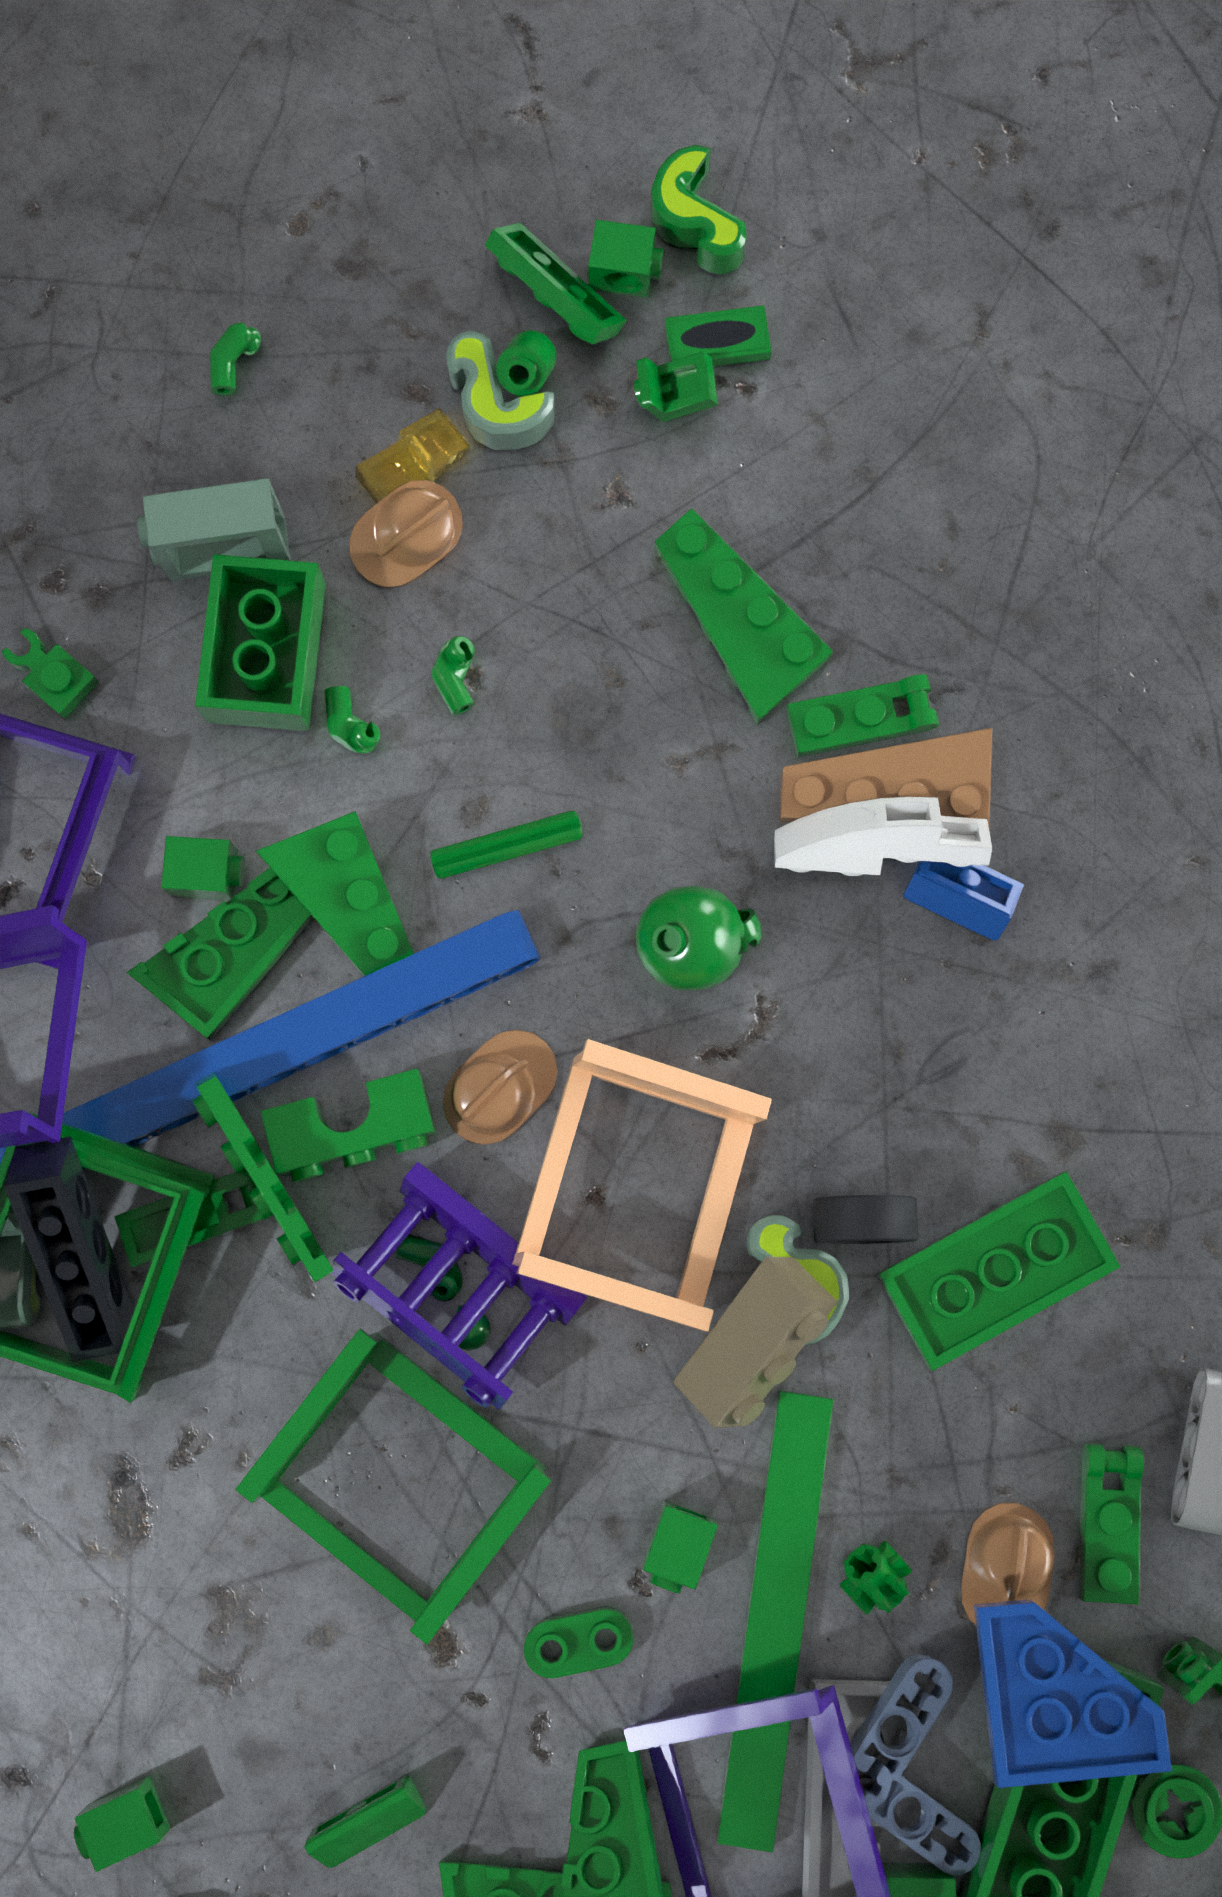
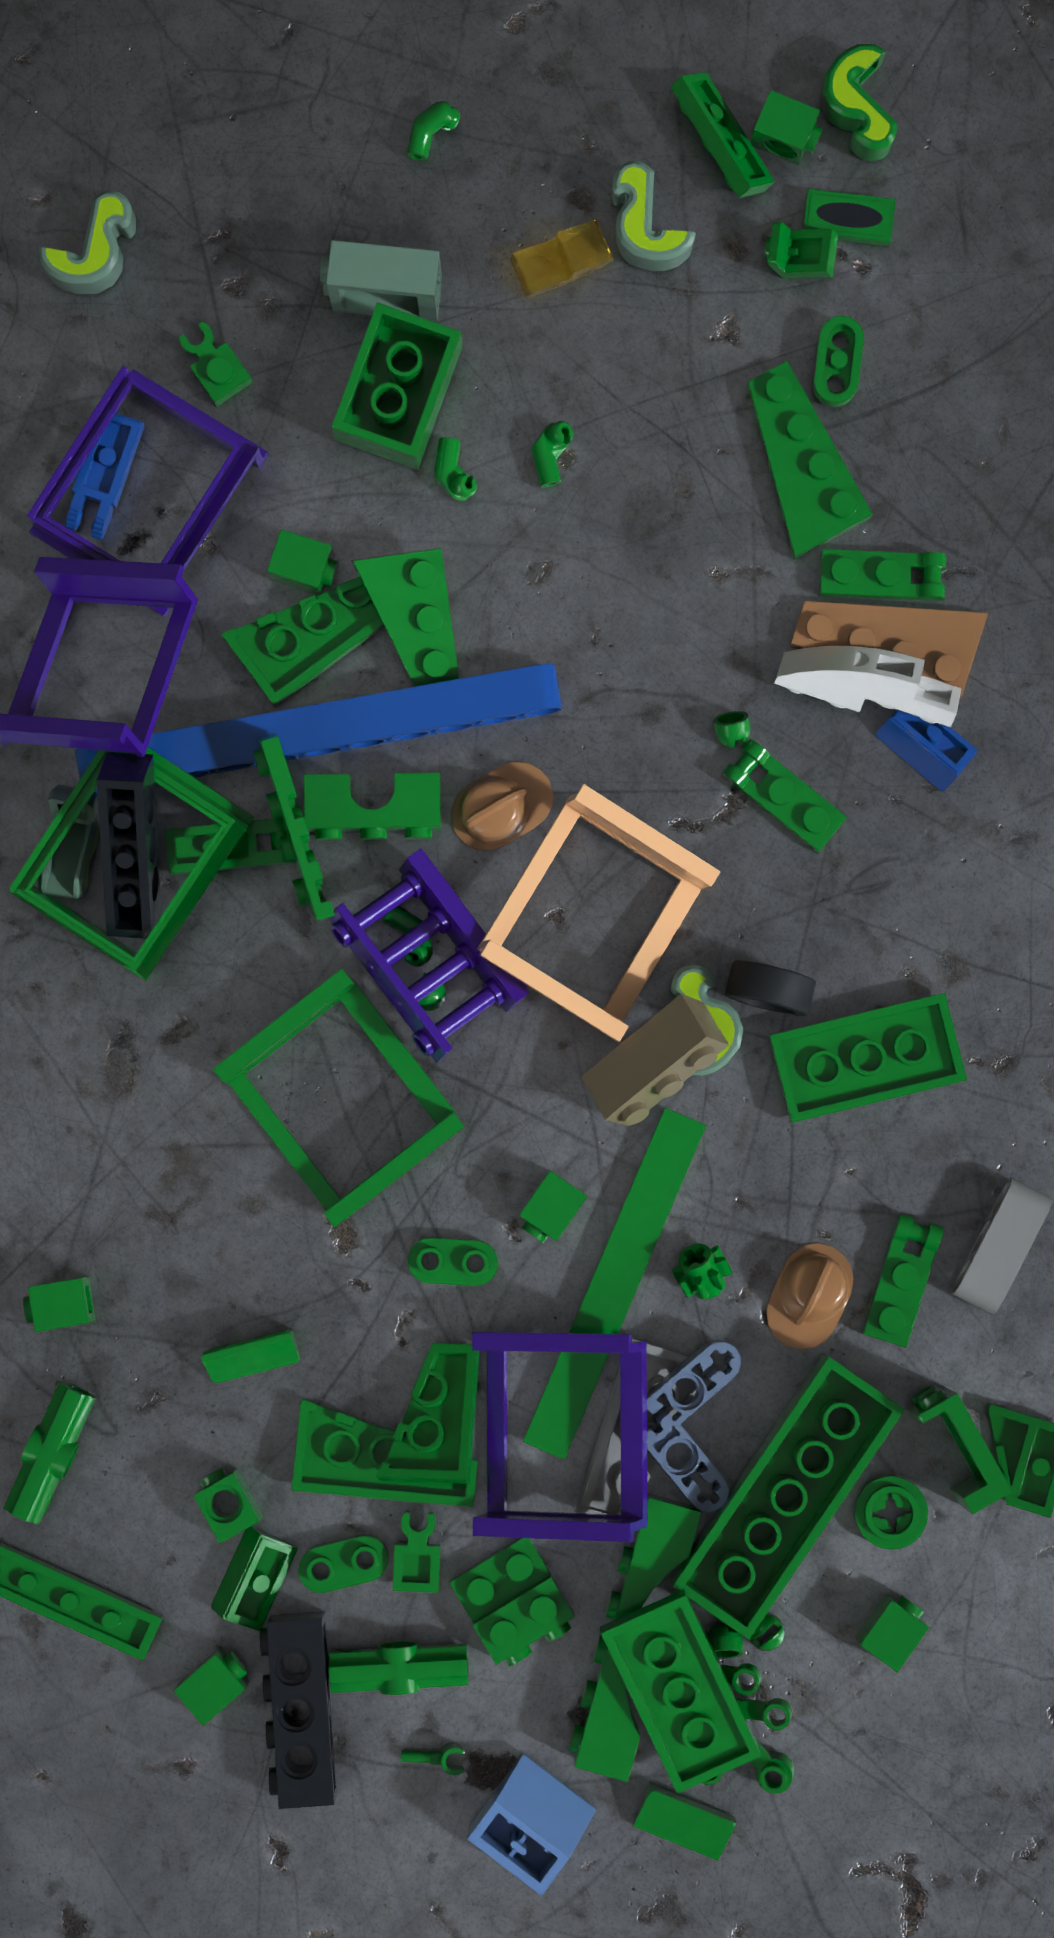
camera: 15 degrees right, 5 degrees up
(405, 533) = (540, 321): medium nougat piece -> none
(506, 844) = (558, 607): green axle -> none
(526, 363) = (679, 200): green brick -> none
(690, 938) = (689, 723): green cylinder -> none
(749, 497) = (838, 363): none -> green plate
(821, 993) = (785, 797): none -> green plate
(1059, 1705) = (817, 1397): blue plate -> none

